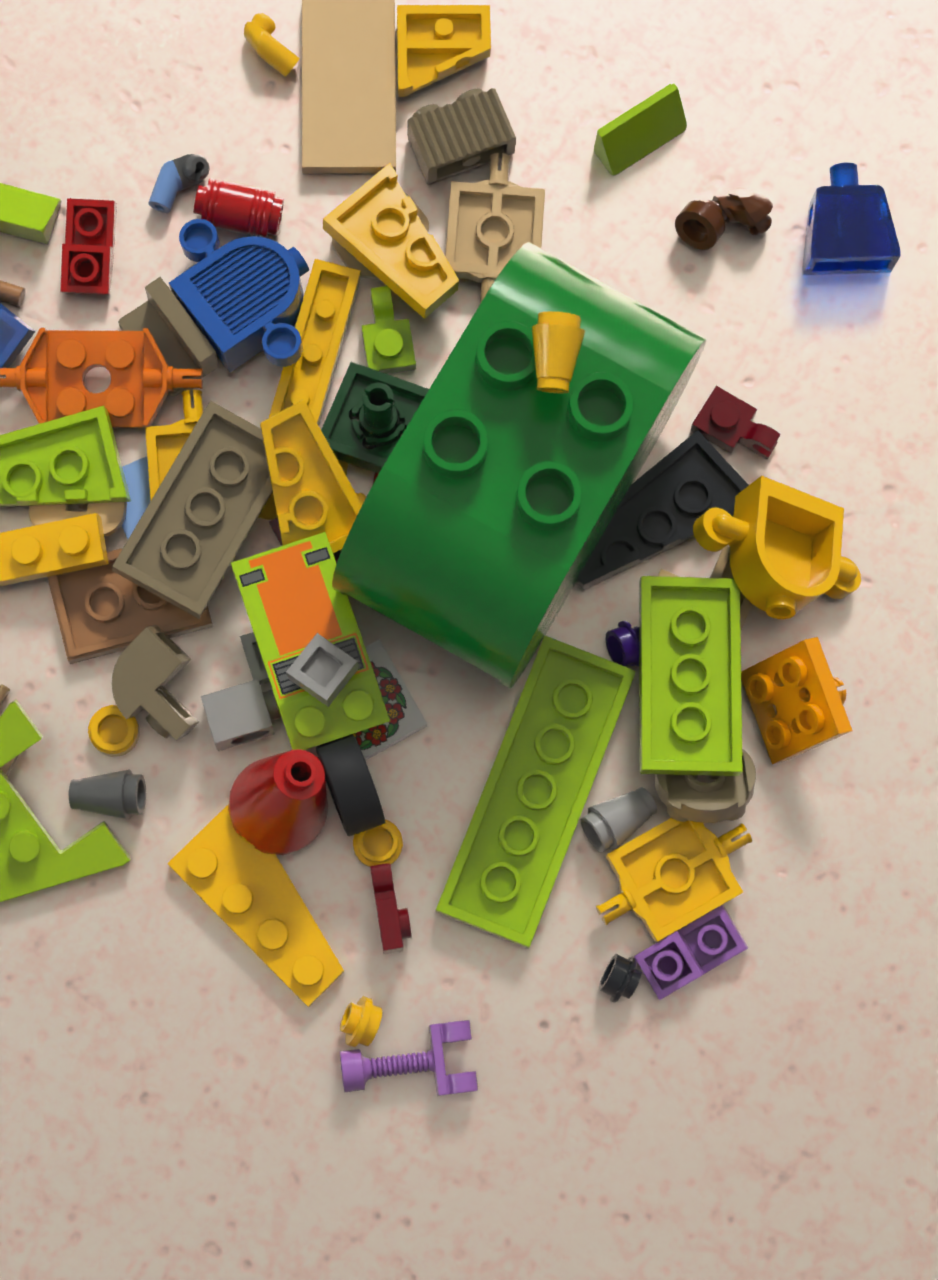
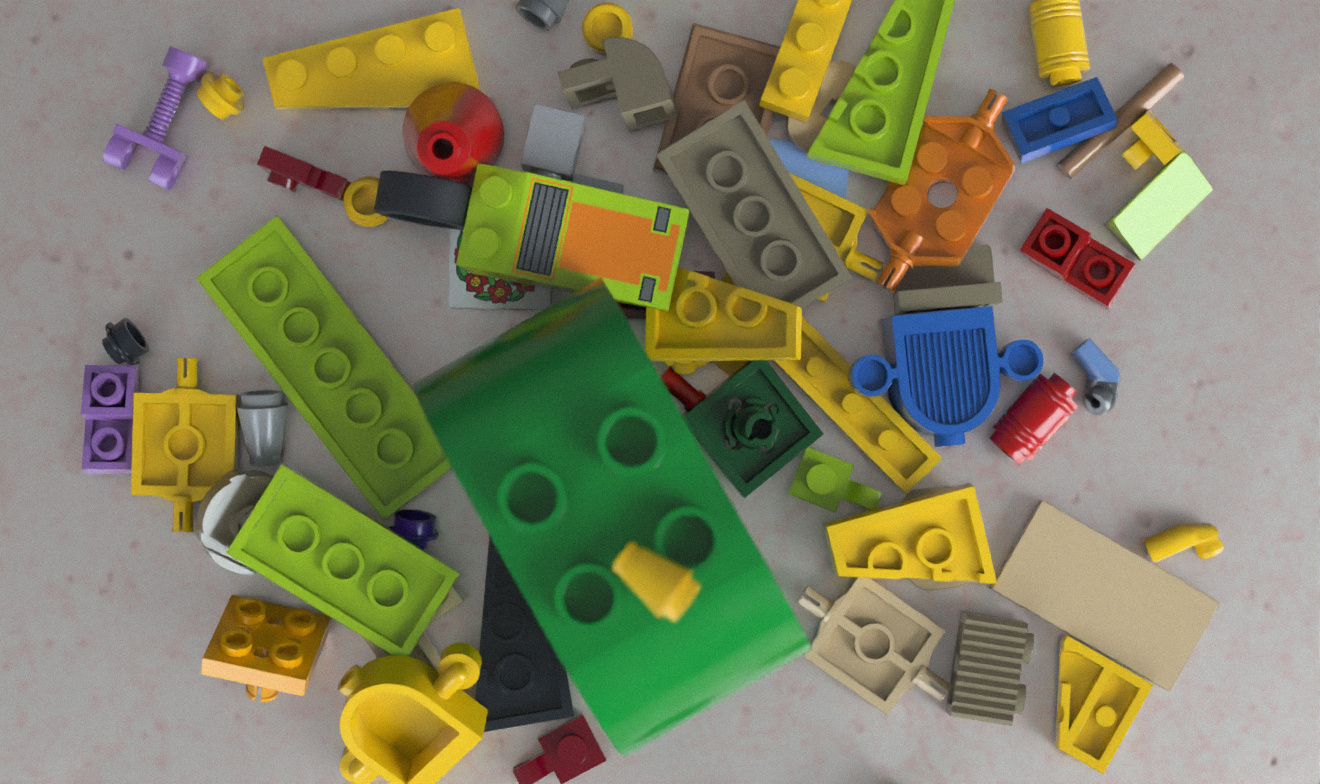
camera: 130 degrees right, 10 degrees up
(322, 669) = (531, 226): light grey plate -> none

